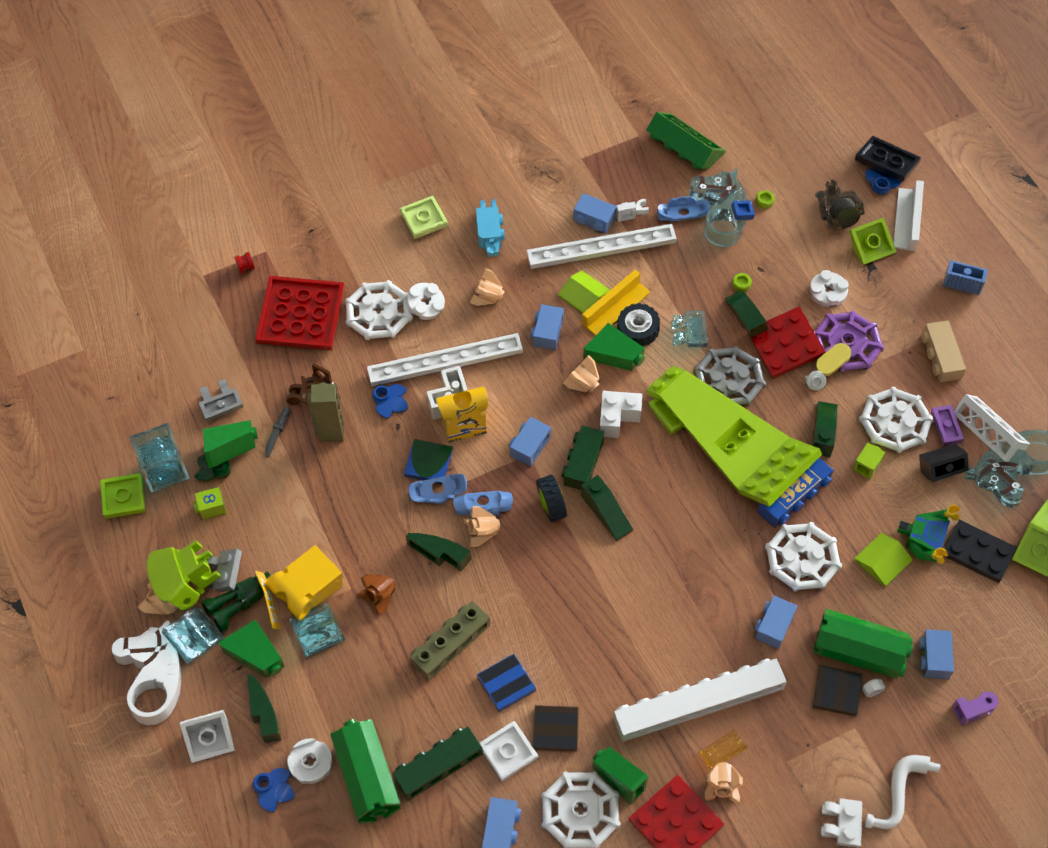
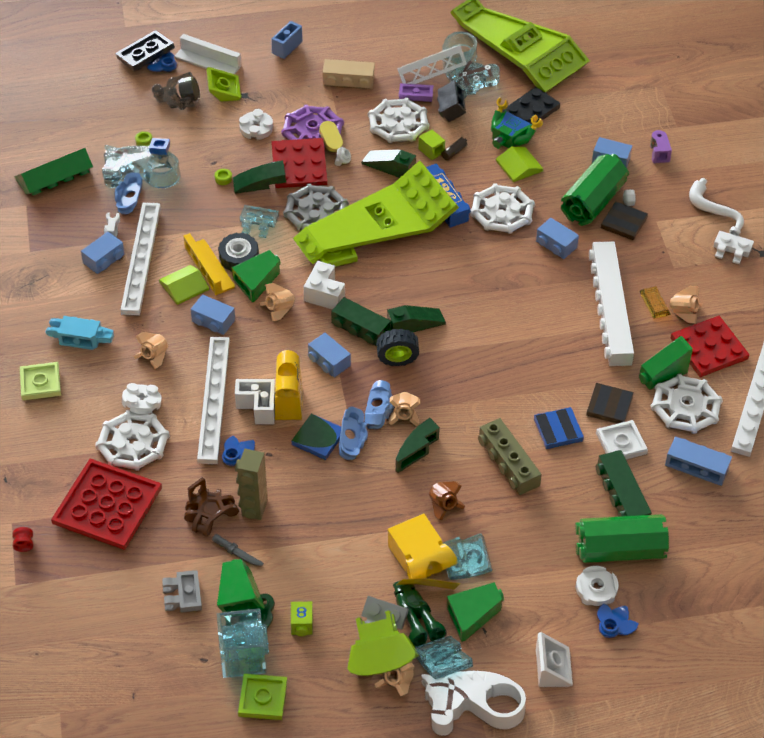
camera: 75 degrees left, 10 degrees down
(263, 711) = (536, 612): dark green slope -> none
(876, 486) = (454, 148): none -> dark brown piece

